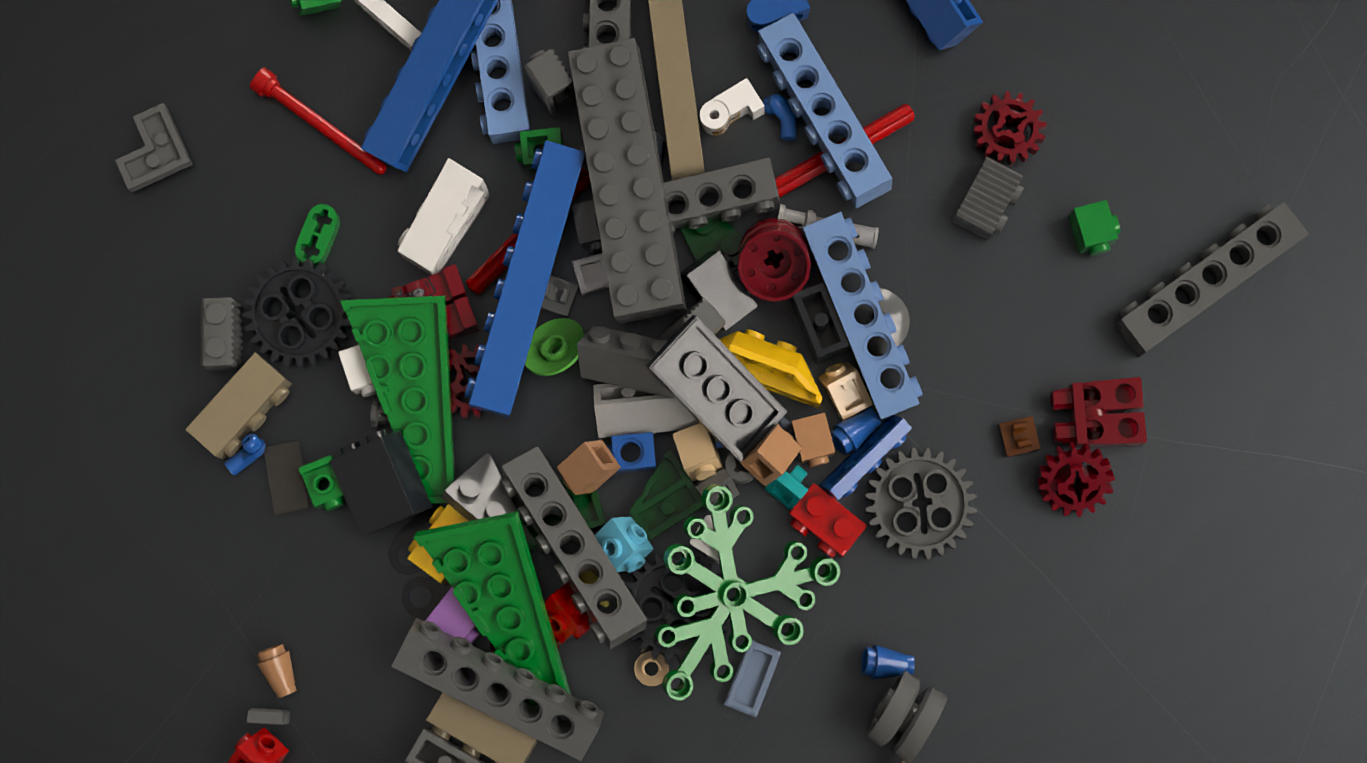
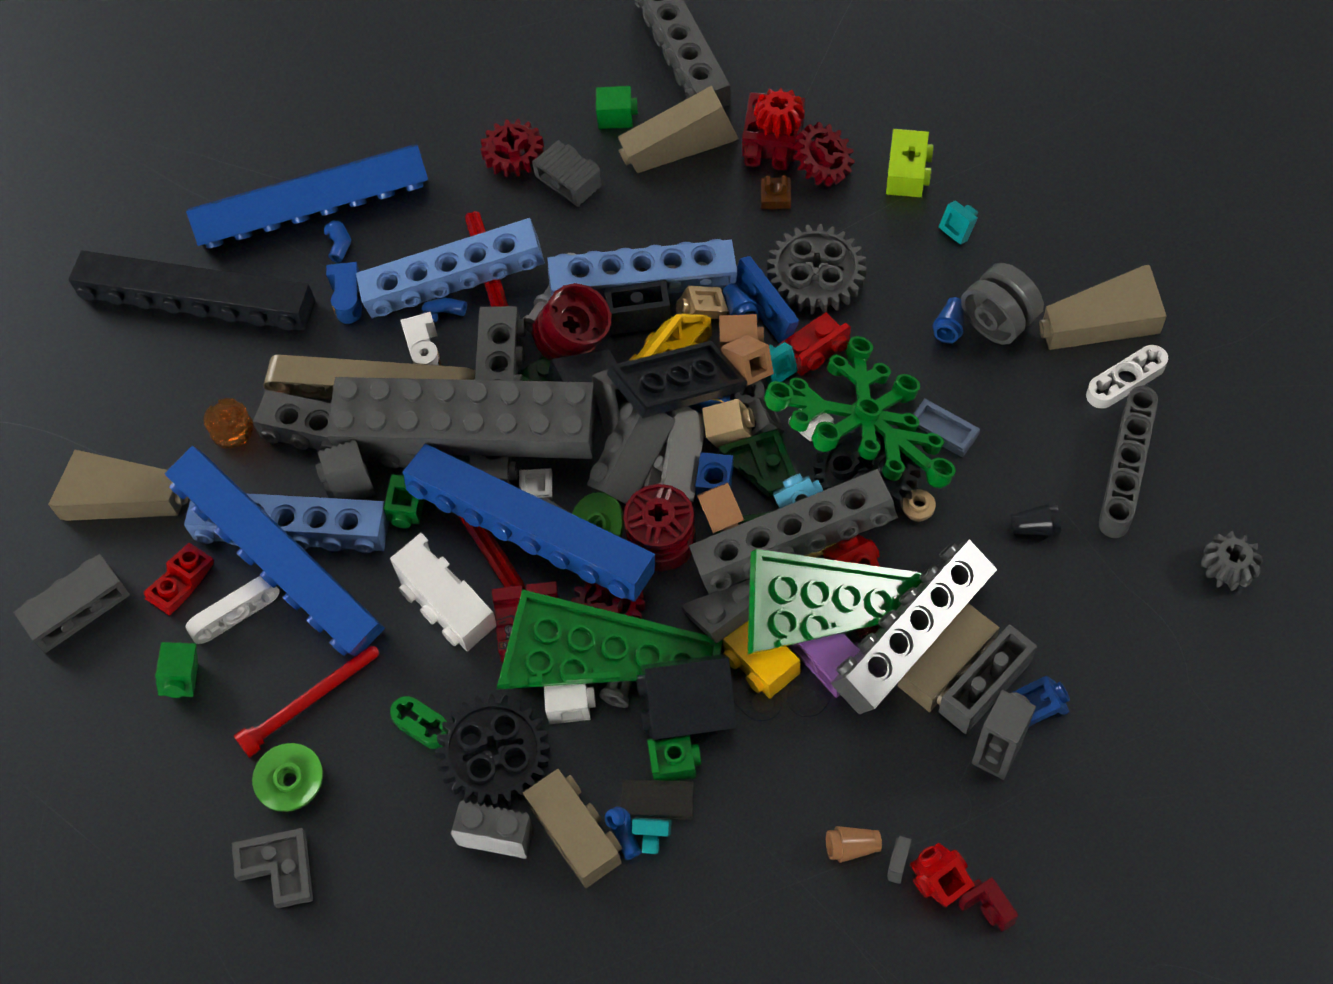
camera: 75 degrees left, 20 degrees down
(226, 119) = (280, 764): none -> bright green dish
(251, 480) = (651, 830): none -> teal tile
(577, 420) = (666, 538): none -> dark red wheel
(1019, 650) = (958, 221): none -> teal tile
(1068, 309) = (678, 132): none -> dark tan slope
(1110, 573) = (907, 163): none -> lime brick
(1119, 421) = (779, 112): none -> red gear

